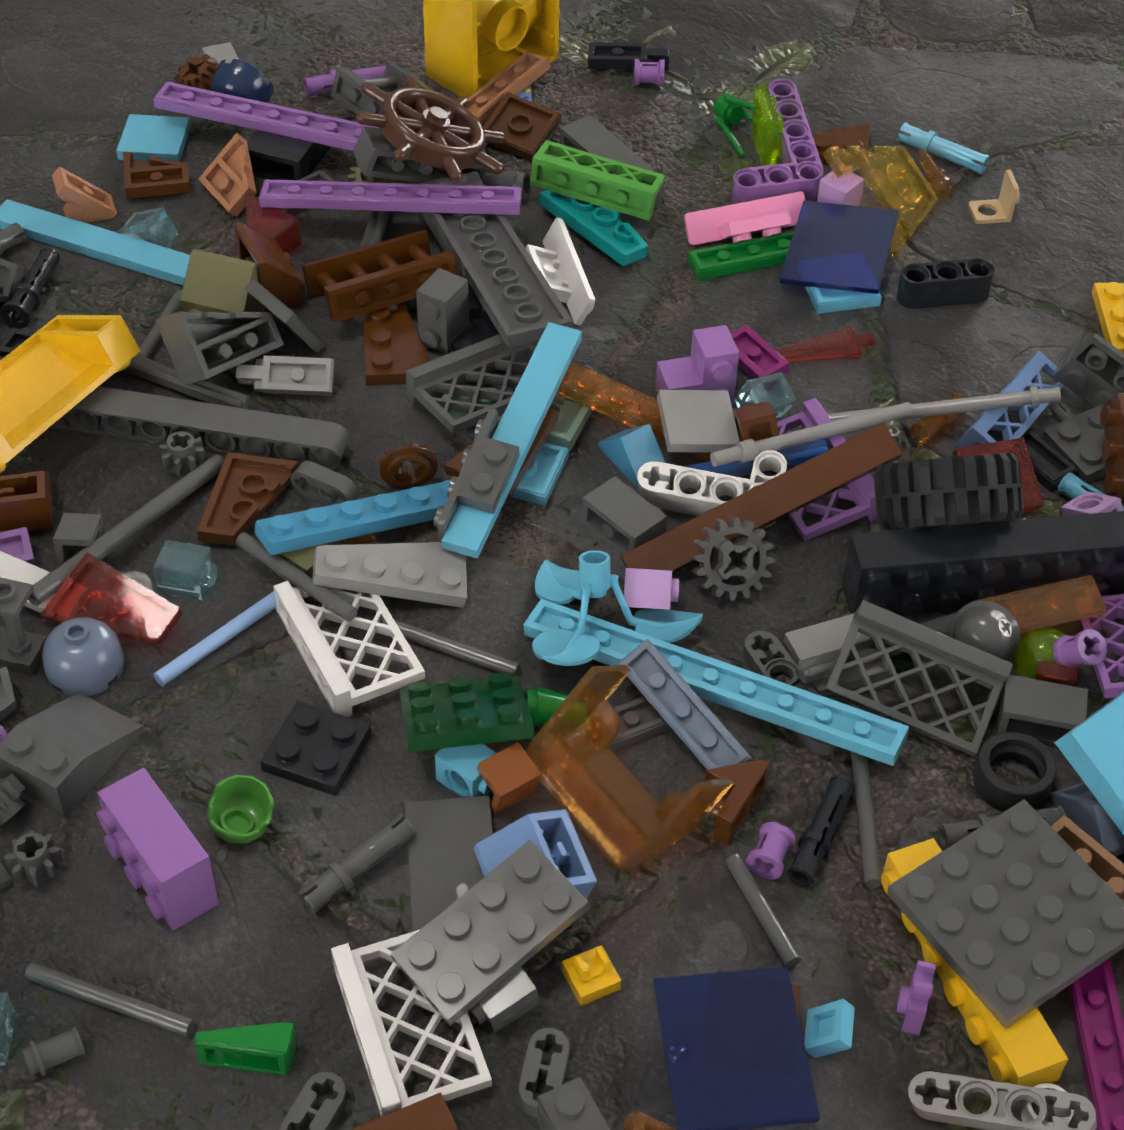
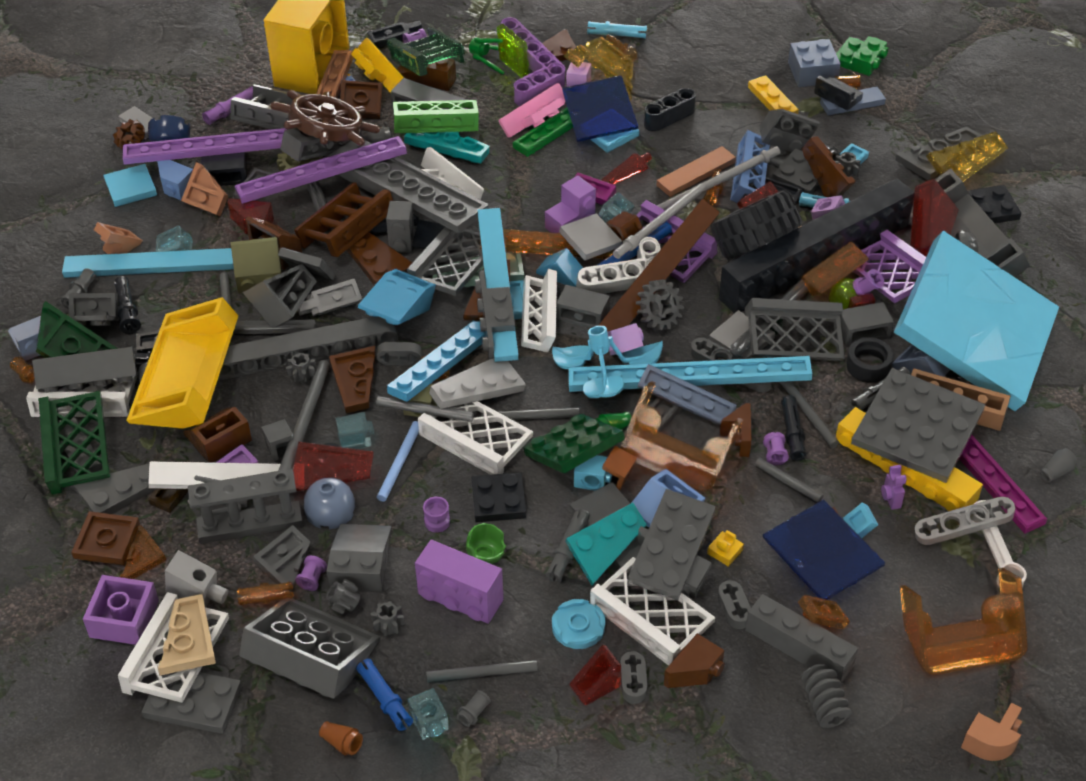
camera: 25 degrees left, 0 degrees up
(154, 177) = (151, 208): reddish brown wing -> none
(204, 144) = (174, 177): none -> medium blue slope
(208, 735) = (436, 514): none -> medium lavender wheel
(249, 1048) = (575, 659): green slope -> none
(254, 1090) = (597, 677): none -> clear red slope
(295, 989) = (578, 624): none -> medium azure tile
(368, 406) = (398, 297): none -> dark azure slope
(399, 475) = (450, 319): reddish brown gear -> none
(407, 880) = (605, 540): none -> teal wing
(567, 503) = (544, 314): none -> white fence
(570, 86) = (376, 64): none -> yellow bracket
(638, 121) = (439, 74): none -> reddish brown slope
(643, 89) = (424, 51): none -> clear green fence
(929, 385) = (695, 171): none -> nougat tile
(987, 628) = (814, 288): dark grey helmet -> none
(1003, 206) = (671, 51): tan bracket -> none

